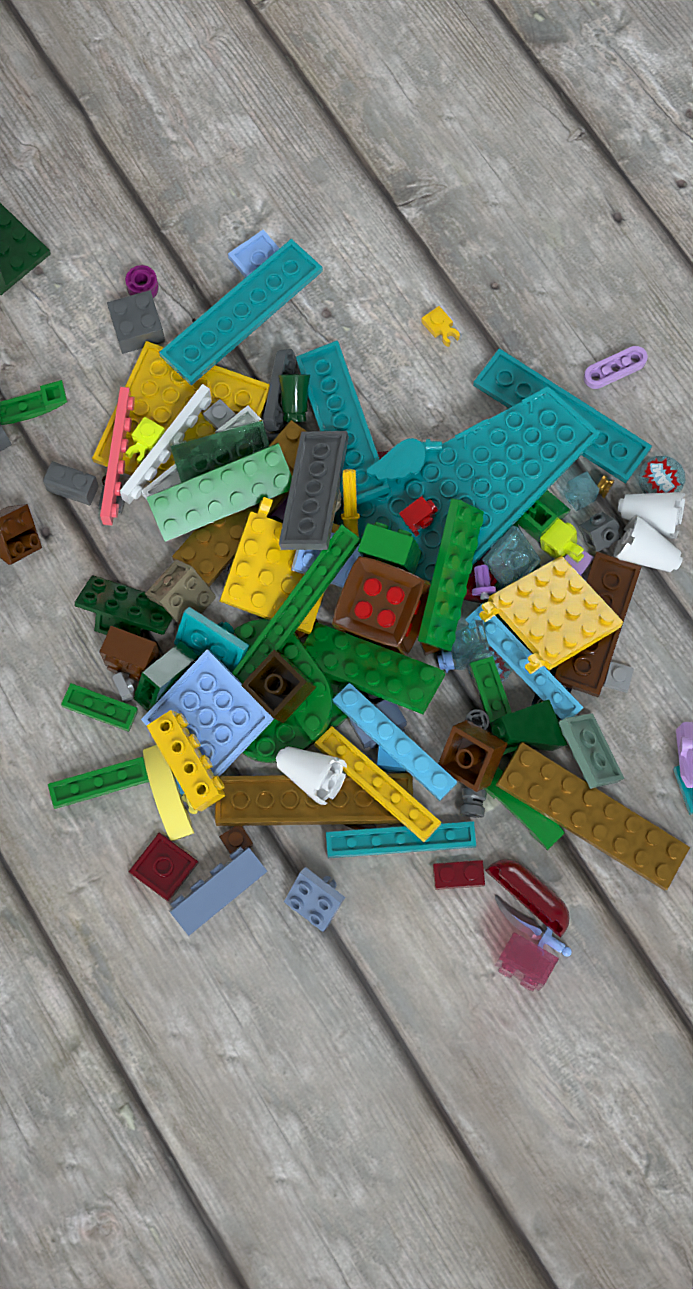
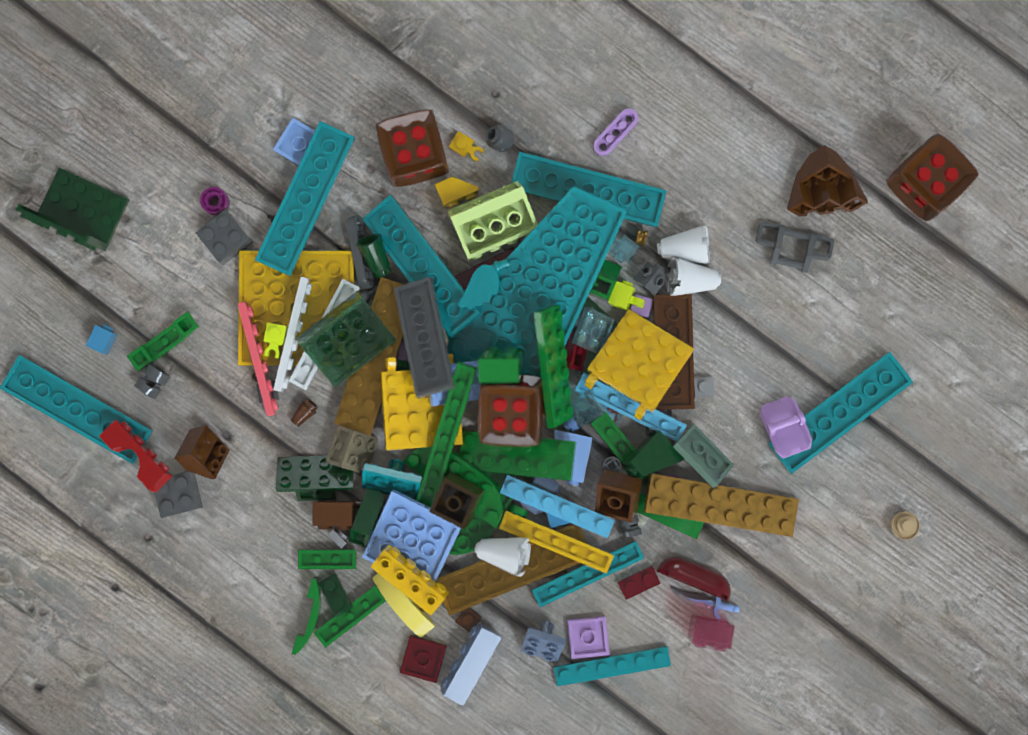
camera: 25 degrees left, 15 degrees up
(30, 789) = (313, 593): none -> green slope
(71, 483) = (230, 392): dark grey brick -> none
(92, 751) = (336, 595): none -> dark green plate
(143, 535) = (305, 410): none -> reddish brown cone
(218, 414) = (323, 293): light grey plate -> none
(220, 492) = (352, 363): plate -> none
(346, 732) = (517, 510): none -> green tile
(350, 515) = (458, 344): yellow axle -> none
(372, 917) = (588, 637): none -> lavender tile
(381, 297) = (412, 148): none -> reddish brown piece
(388, 963) = (612, 666): none -> teal plate
(411, 364) = (455, 190): none -> yellow slope
(419, 514) = (511, 324): red brick -> none
(442, 701) = (581, 454): none -> light blue slope
(444, 387) = (484, 211): none -> yellowish green brick
(482, 326) = (499, 138): none -> dark grey head
(483, 585) = (578, 359): medium lavender piece -> none
(661, 475) = (682, 212): tile -> none

